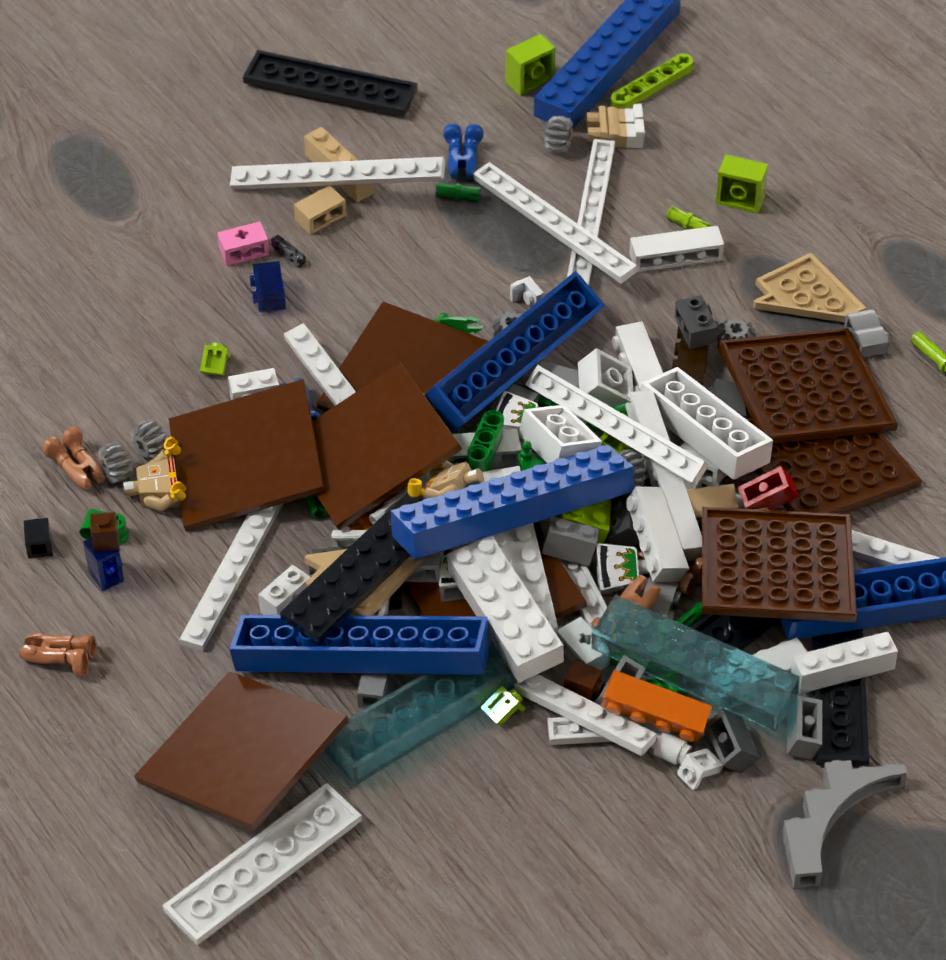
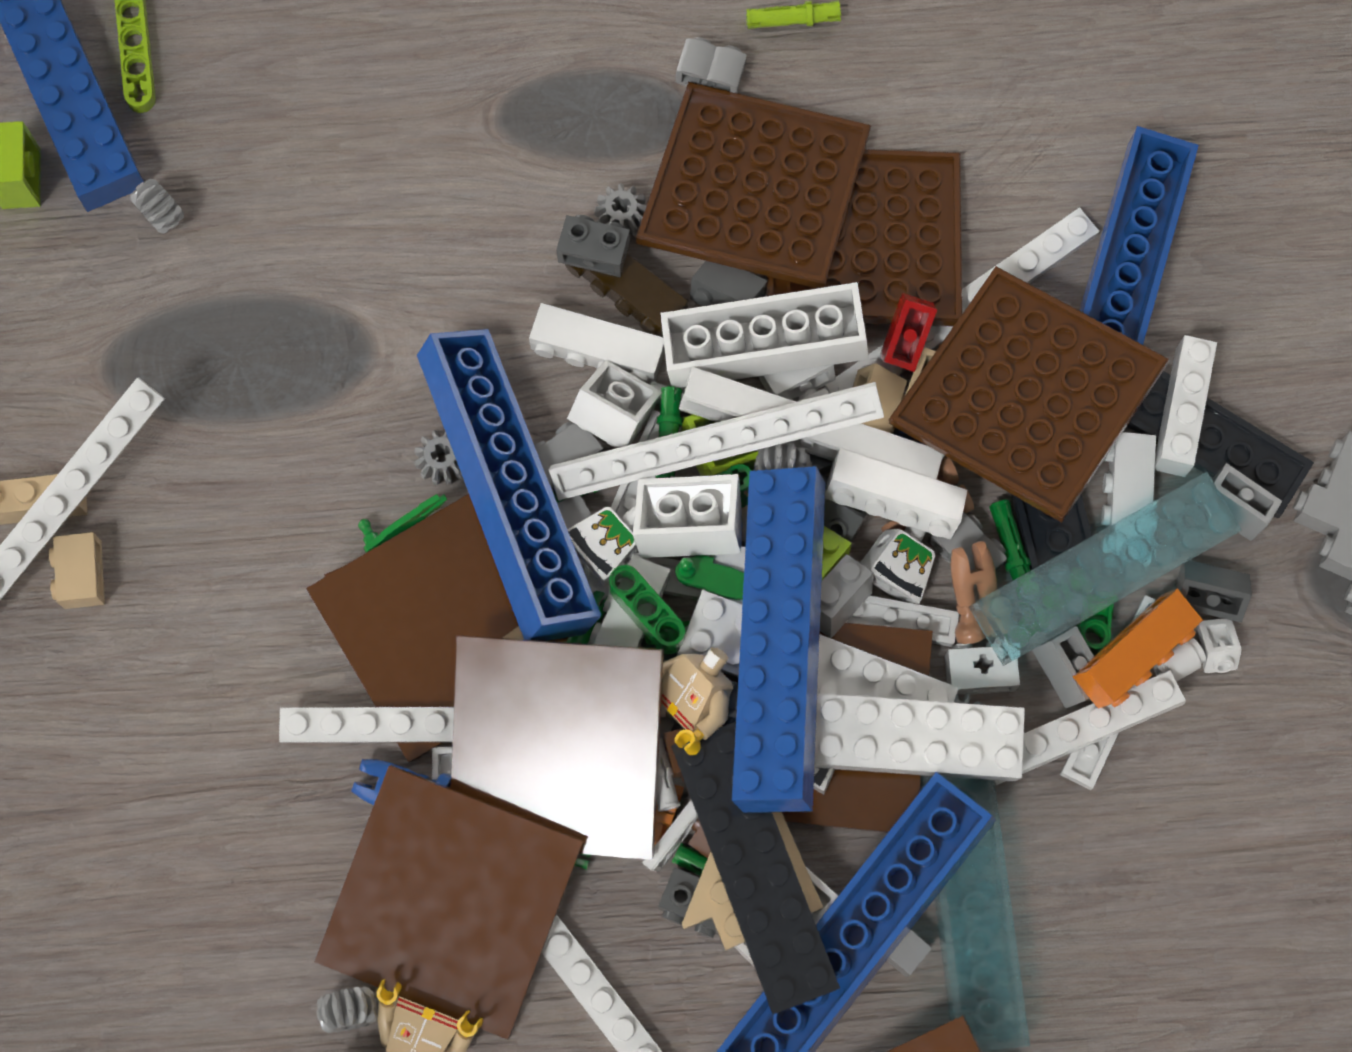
camera: 60 degrees left, 25 degrees up
(214, 359) = (252, 848): lime bracket -> none
(243, 243) = (77, 717): bright pink brick -> none
(252, 382) = (341, 828): white brick -> none
(268, 286) = (174, 712): clear blue brick -> none
(282, 591) = (699, 974): white brick -> none
(288, 250) = (119, 649): black axle -> none
(458, 191) = (169, 374): green pin -> none
(473, 136) = (82, 310): blue piece -> none
(503, 705) = (1014, 809): bracket -> none
(526, 290) = (400, 399): white bracket -> none
(555, 223) = (304, 303): white plate -> none
(584, 680) = (1034, 696): reddish brown brick -> none
(593, 200) = (312, 251): white plate -> none
(617, 125) = (187, 128): tan hips -> none
(677, 248) = (438, 188): white brick -> none
(686, 219) = (399, 146): lime pin -> none
(741, 183) = (394, 50): lime brick -> none
(806, 290) = (603, 87): tan wing -> none

